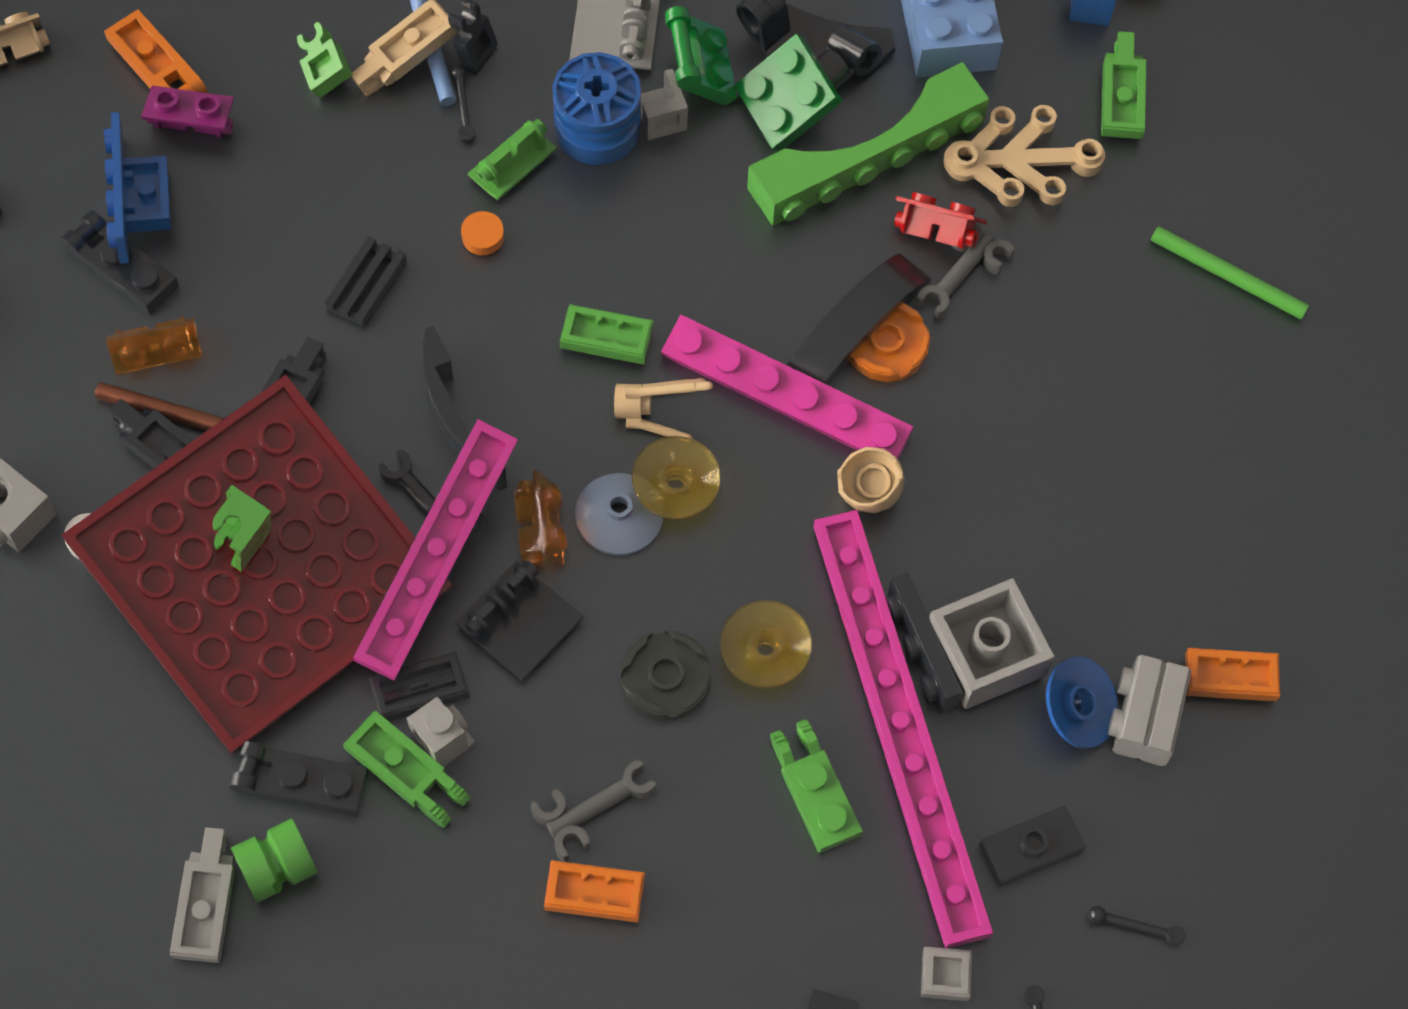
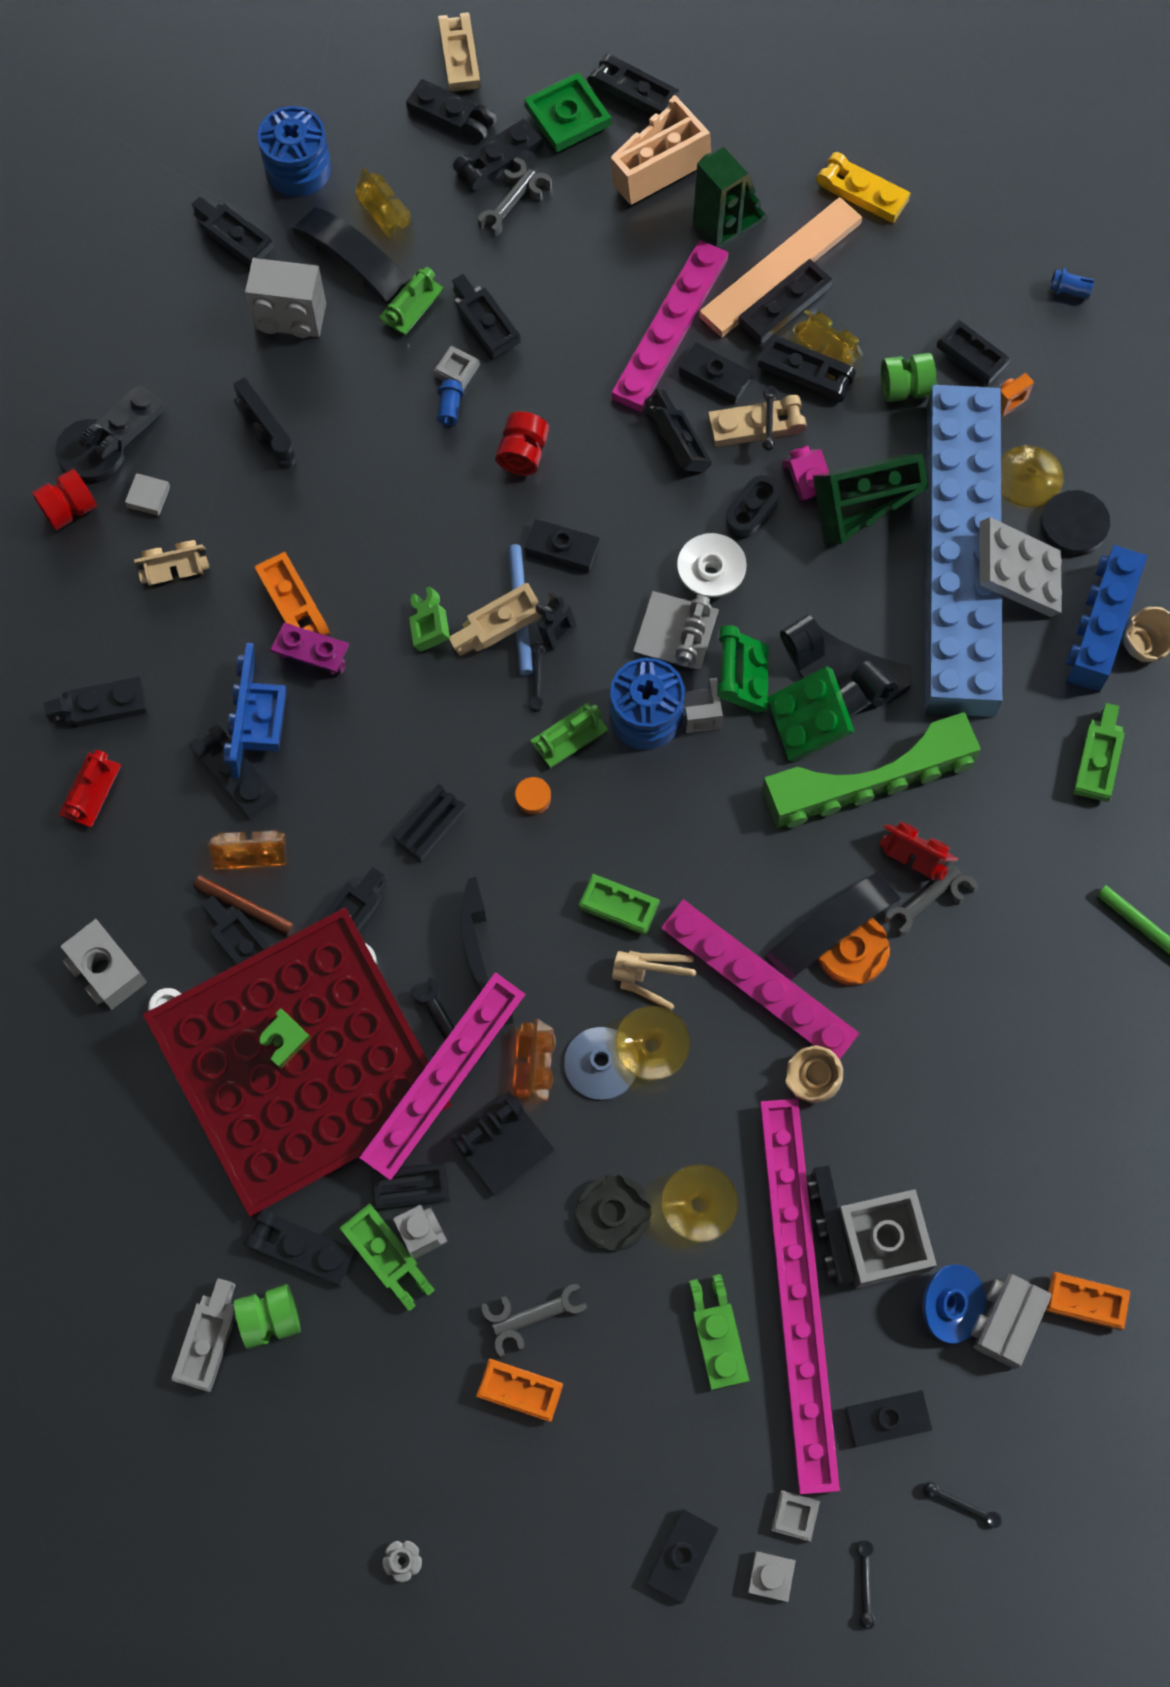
camera: 15 degrees right, 5 degrees up
(1018, 158) = (997, 803): tan plant -> none

